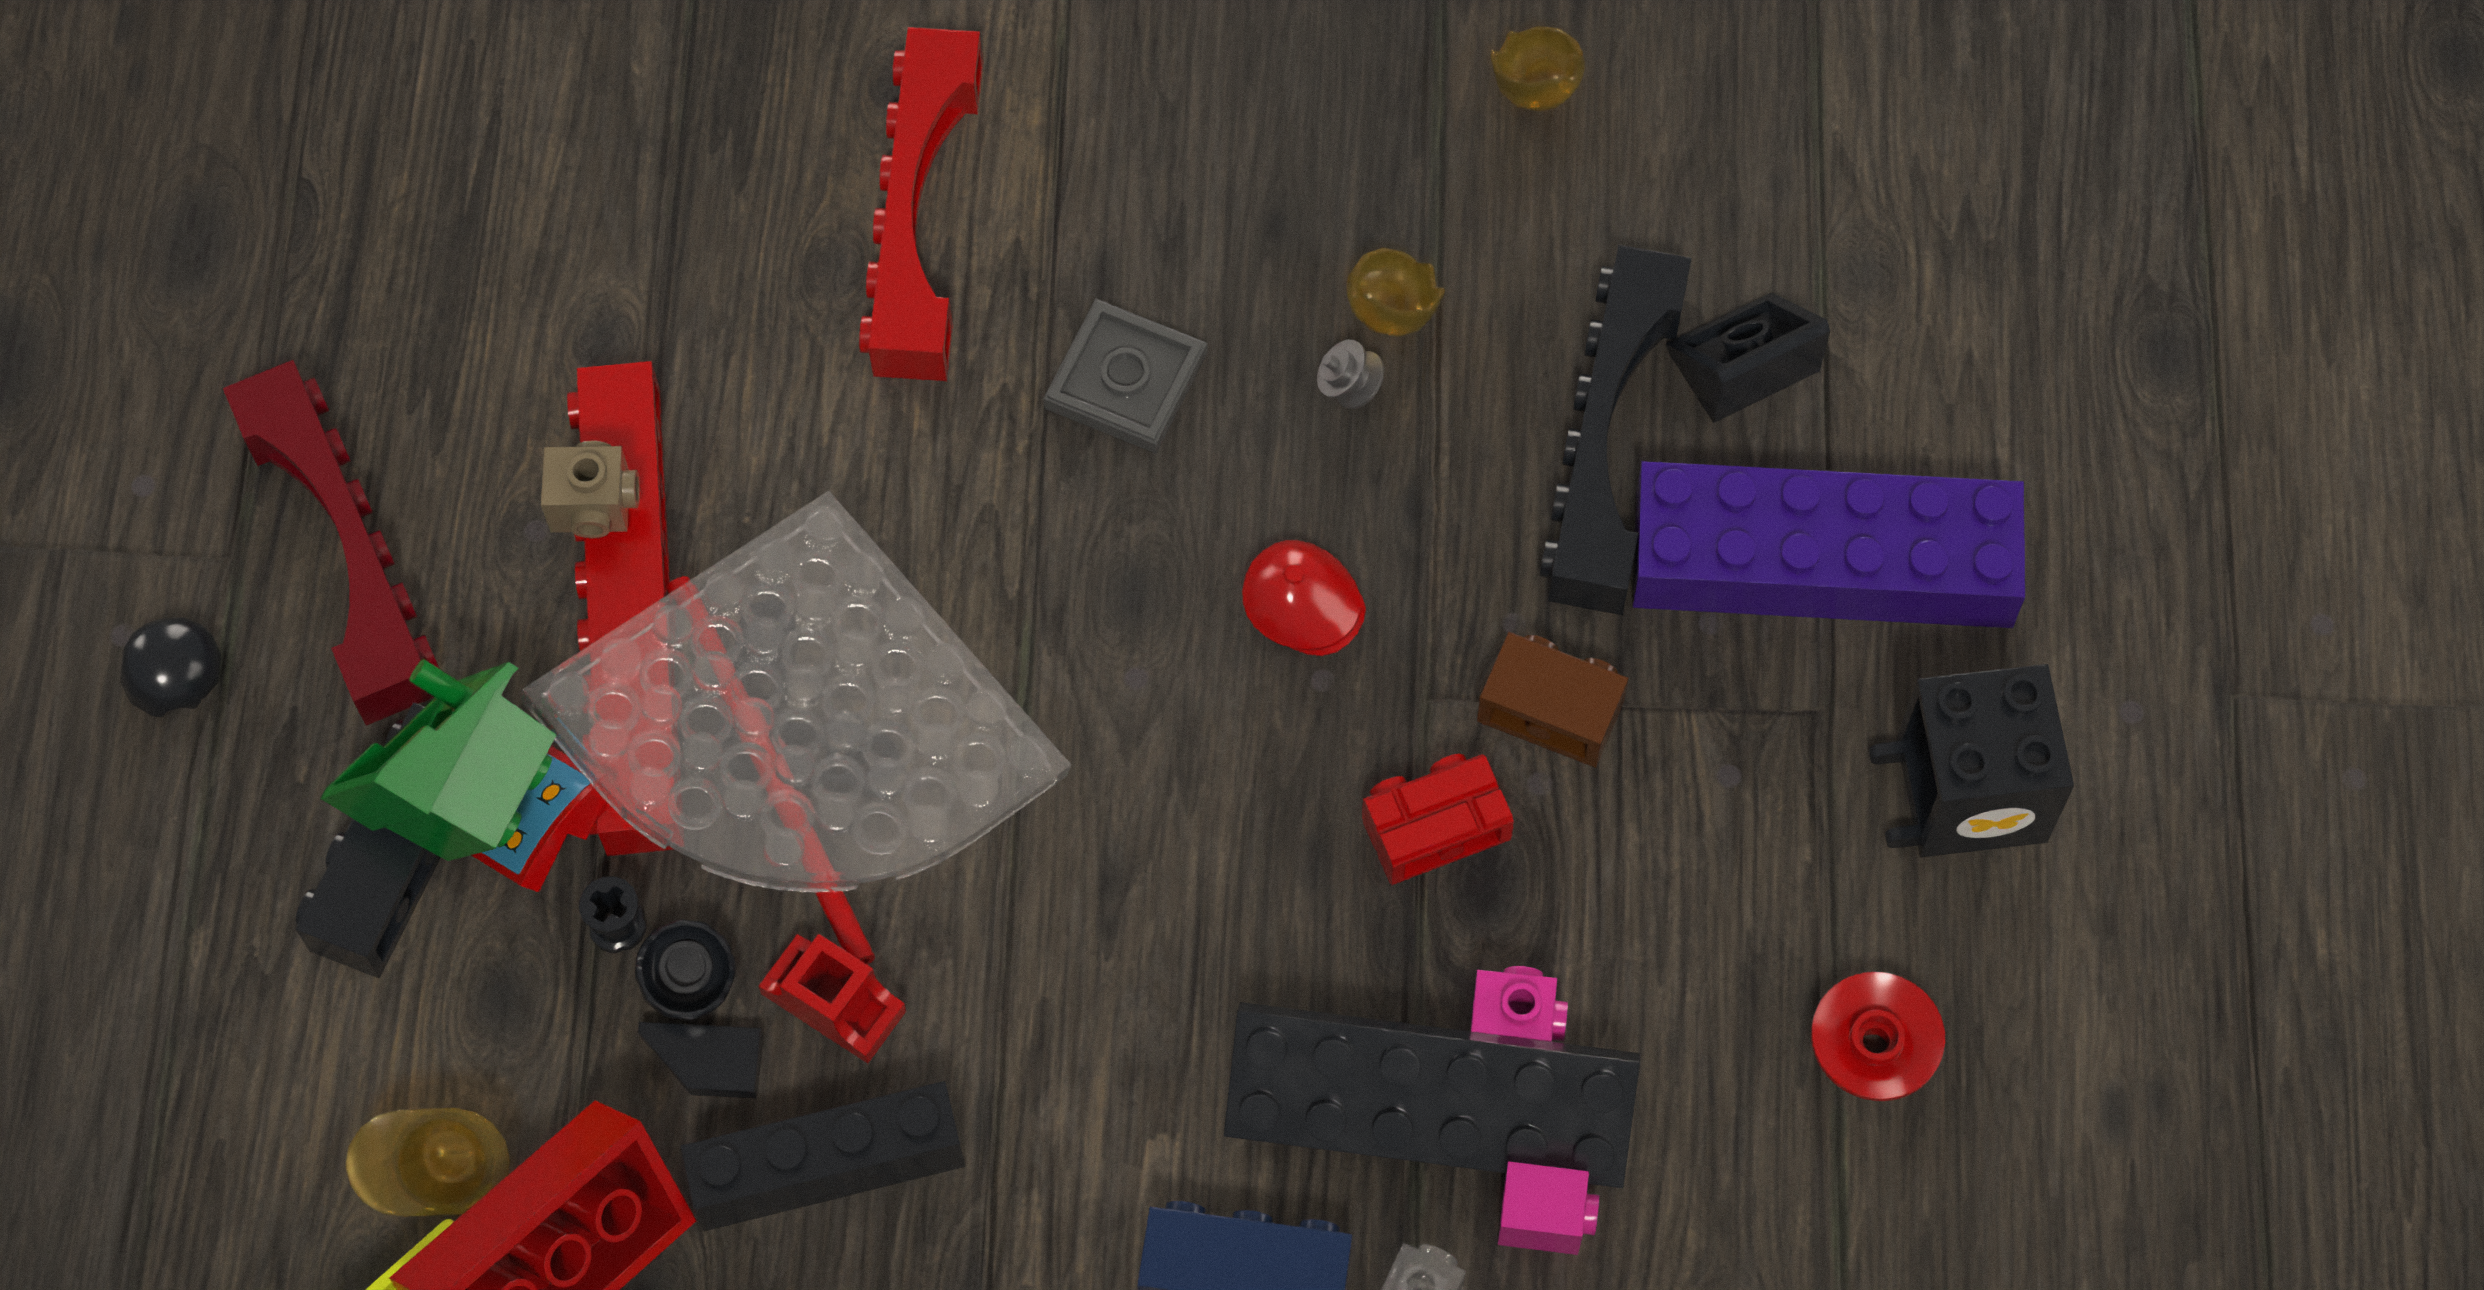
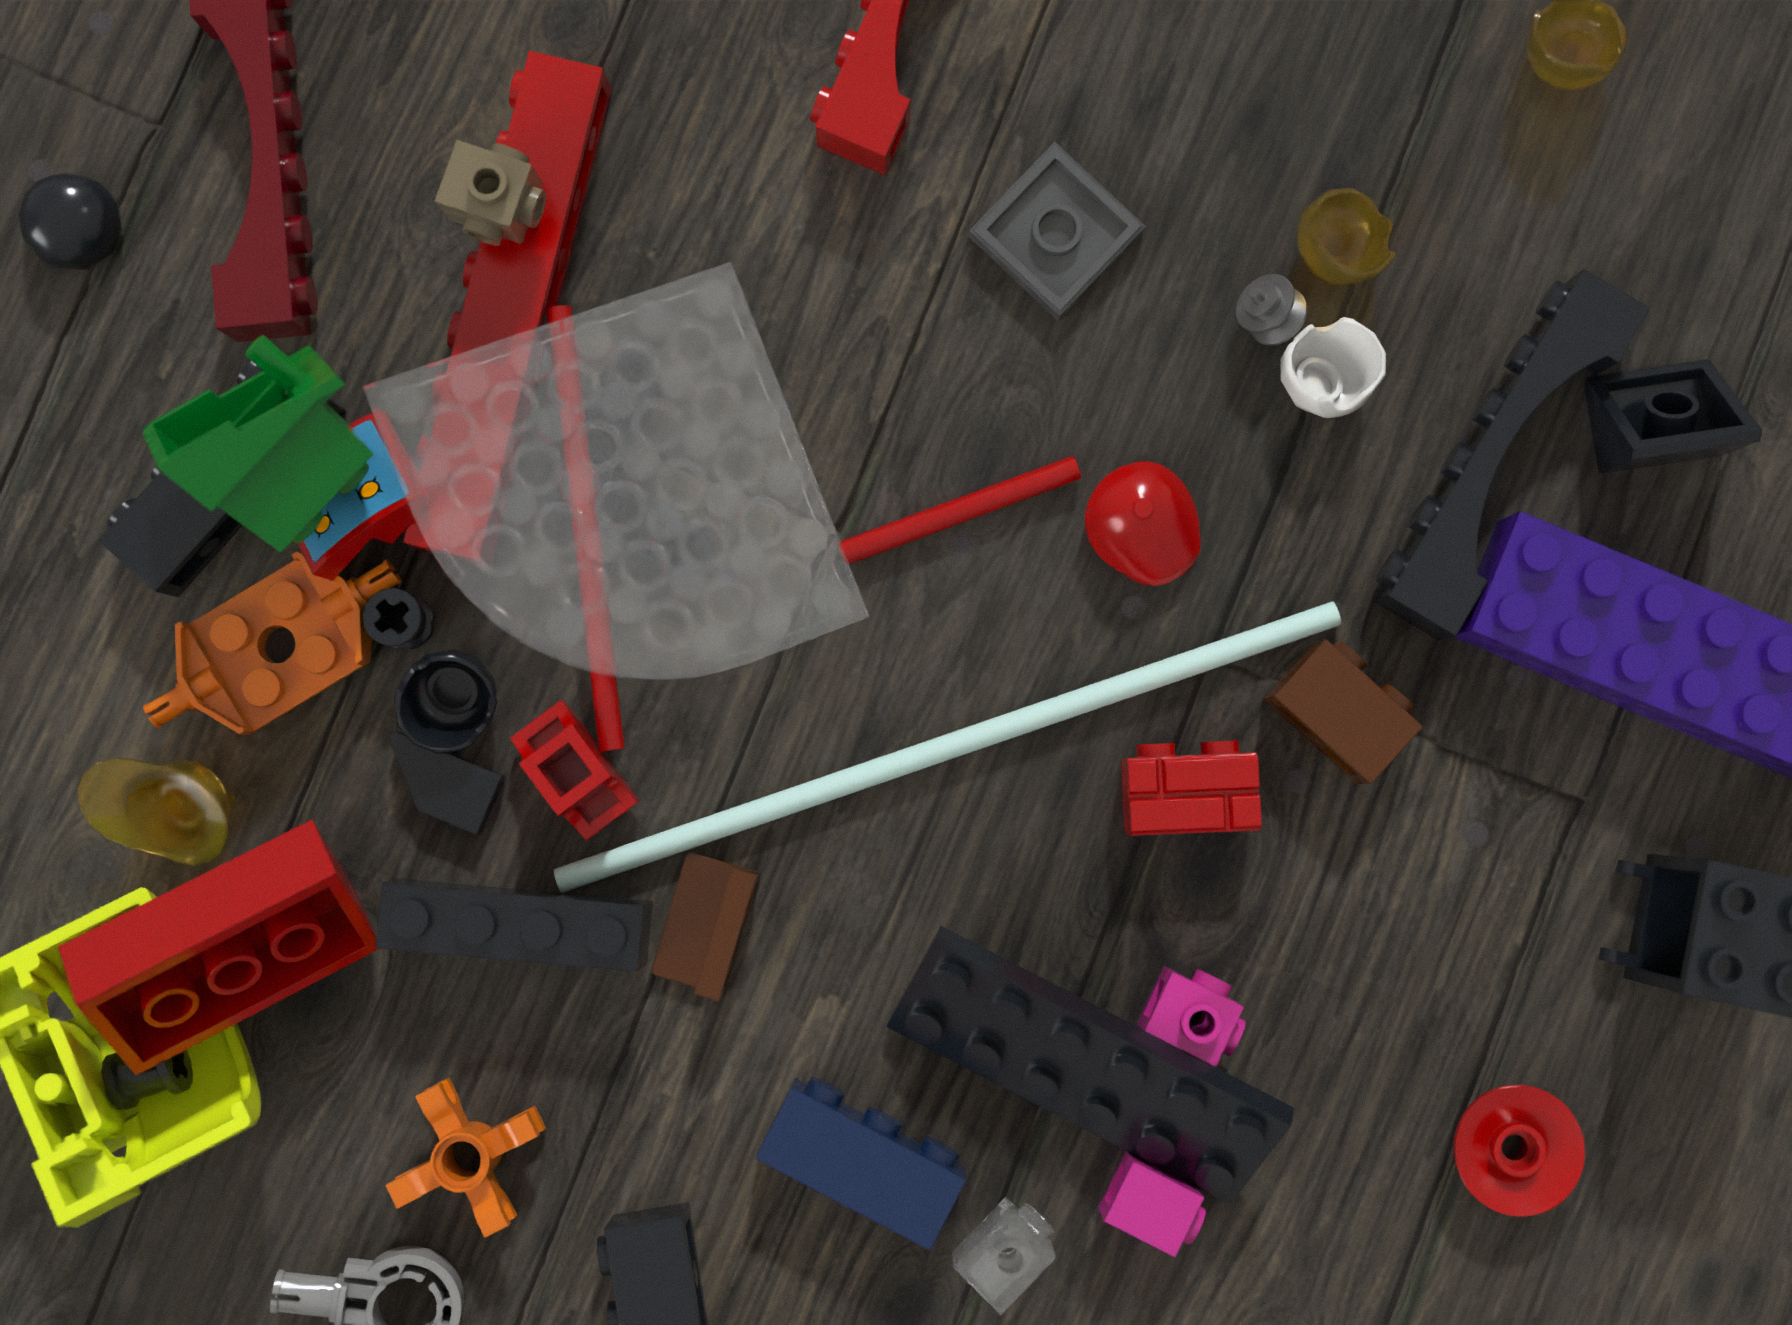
camera: 20 degrees right, 20 degrees up
(511, 932) = (224, 655): none -> orange plate
(1011, 1102) = (705, 924): none -> reddish brown panel
(1126, 644) = (961, 509): none -> red bar
(1188, 861) = (946, 747): none -> light aqua piece
(1426, 404) = (1333, 368): none -> white hair

